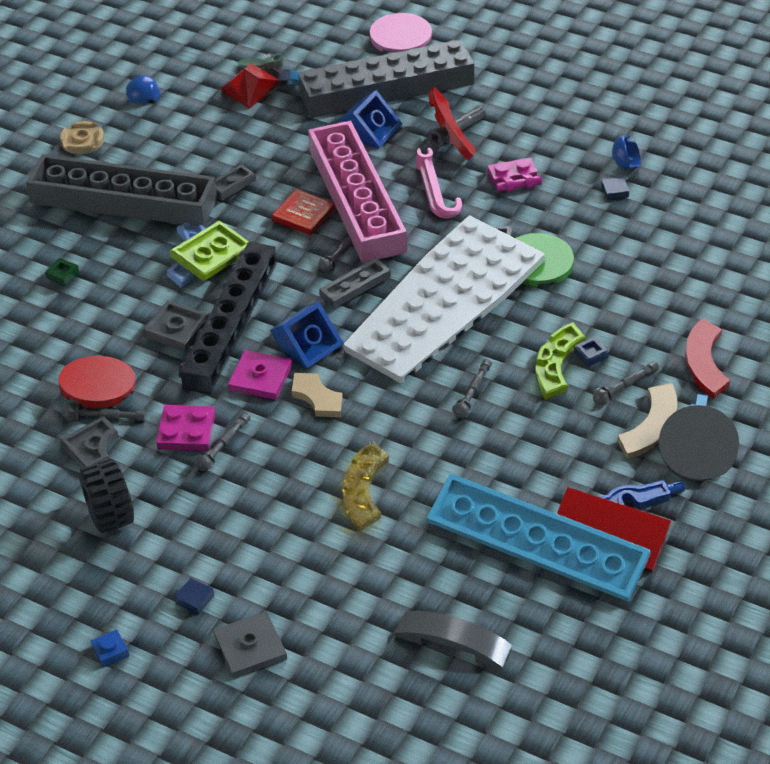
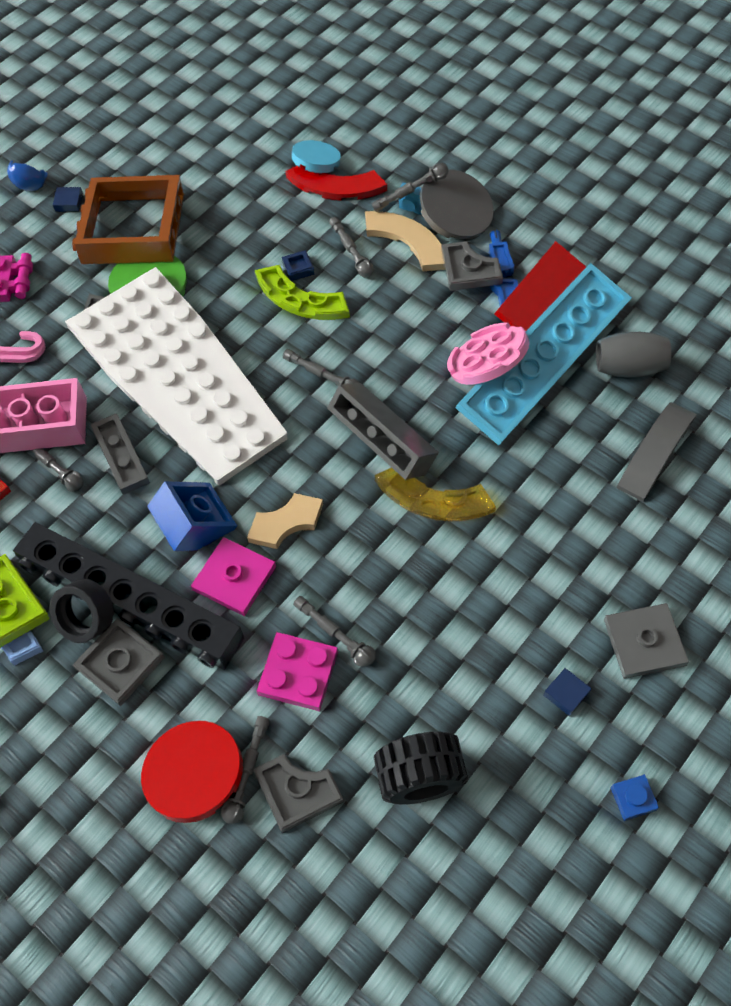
camera: 75 degrees left, 15 degrees up
(206, 289) = (65, 619): none -> black tyre
(413, 432) = (382, 430): none -> dark grey brick
(514, 488) = (488, 354): none -> bright pink tile
(549, 599) = (633, 354): none -> dark grey piece
(600, 251) = (130, 249): none -> dark orange window
(622, 465) = (468, 269): none -> dark grey tile
(710, 406) = (438, 171): none -> dark grey piece
(728, 333) = (316, 156): none -> medium azure tile

